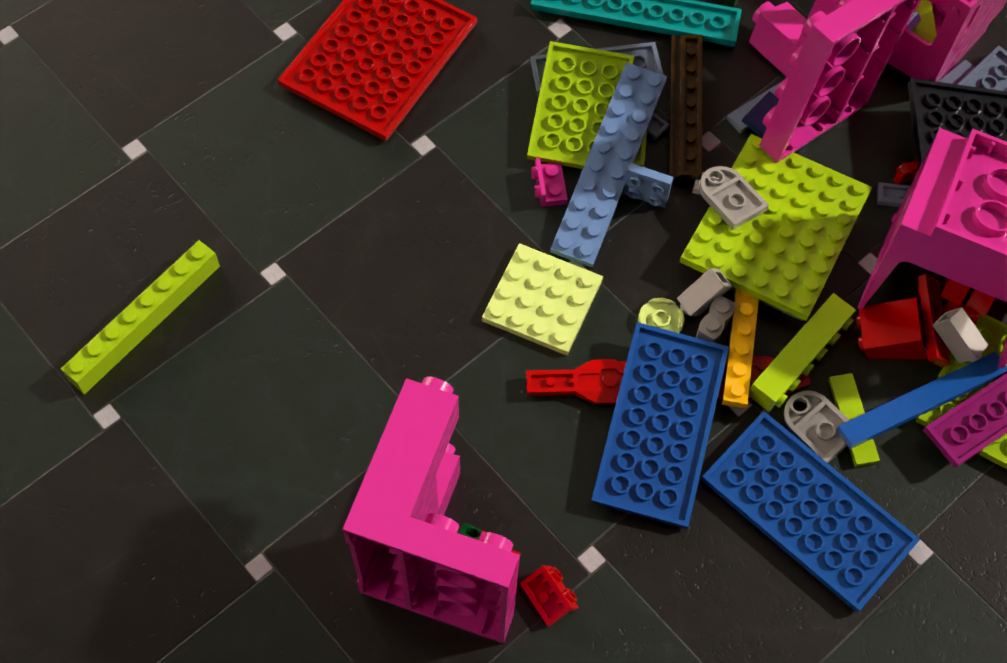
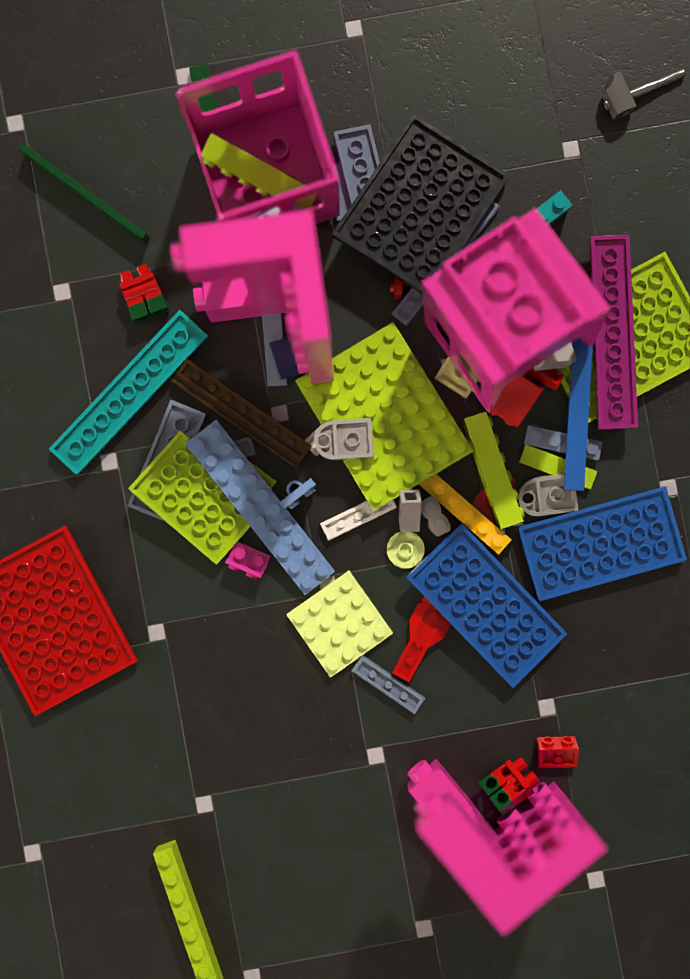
camera: 55 degrees left, 25 degrees up
(510, 379) = (388, 684): none -> sand blue tile
(658, 256) = (353, 518): none -> white tile
(860, 270) = (451, 378): none -> yellowish green tile
(874, 395) = (556, 442): none -> sand blue plate

